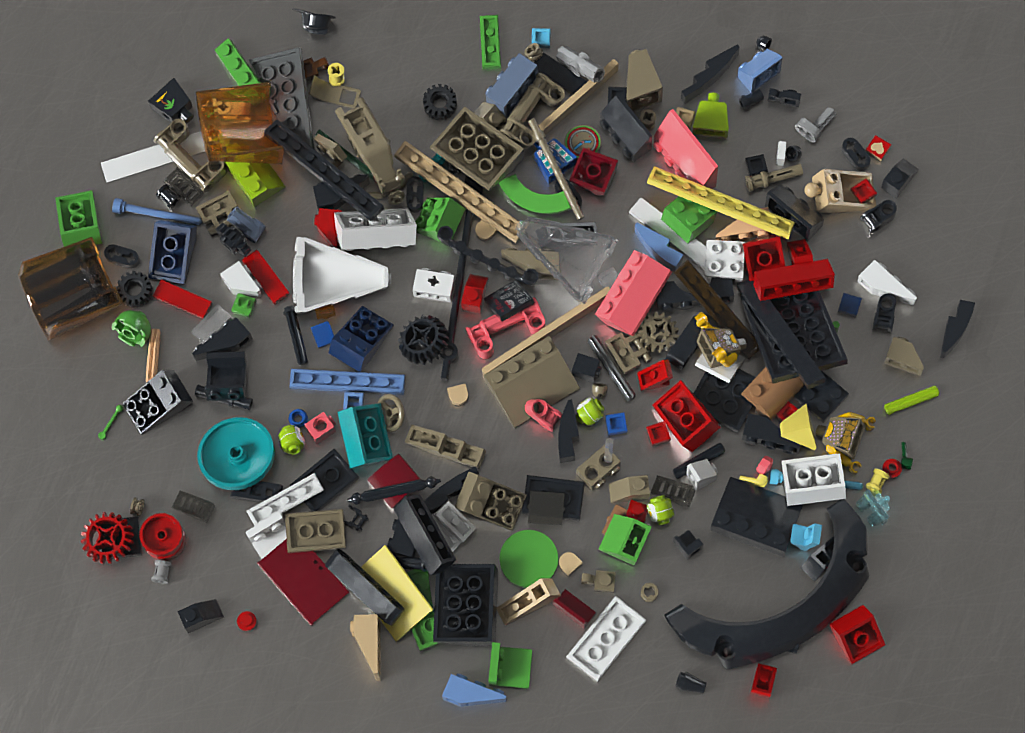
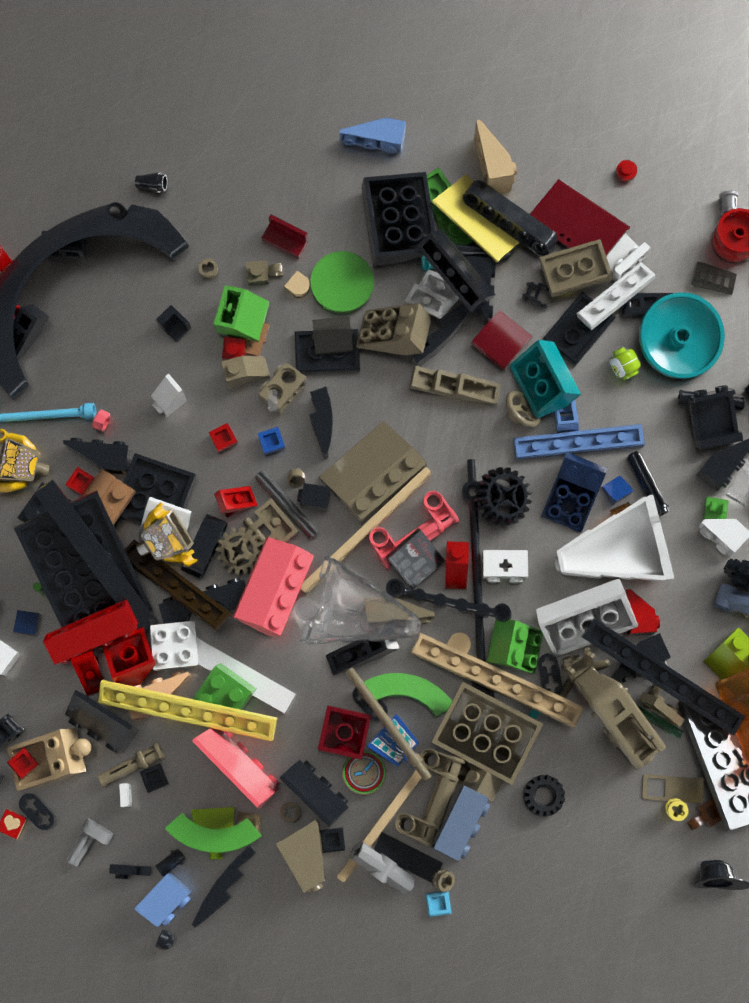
camera: 165 degrees right, 5 degrees up
(200, 615) = (677, 166): black slope -> none
(265, 276) = (698, 546): red tile -> none
(295, 413) = (623, 385): blue plate -> none
(317, 435) = (602, 376): coral brick -> none
(394, 490) = (500, 324): black wheel -> none
(458, 394) = (452, 447): tan tile -> none
(490, 42) = (499, 888): bright green tile -> none
(510, 667) = (341, 167): bright green bracket -> none
(528, 600) = (333, 236): tan slope -> none
(546, 414) = (354, 437): coral piece -> none
(590, 411) = (302, 448): lime head -> none
(606, 638) = (246, 215): white tile -> none
(659, 247) = (253, 652): medium blue slope -> none
(660, 509) = (208, 353): lime head -> none
(686, 416) = (194, 457): red slope -> none
(686, 501) = (197, 386): clear smoke slope -> none
(709, 454) = (174, 416): black axle -> none
(714, 103) = (213, 839): none -> bright green tile
(755, 516) = (103, 364): black slope -> none
(761, 481) = (104, 404): light yellow hand -> none
(763, 680) = (74, 191): red slope -> none
(791, 150) = (107, 796): black hinge -> none
(799, 428) = (67, 463): light yellow slope -> none
(806, 537) = (44, 345): medium azure slope -> none
(813, 479) = (44, 409): white slope -> none

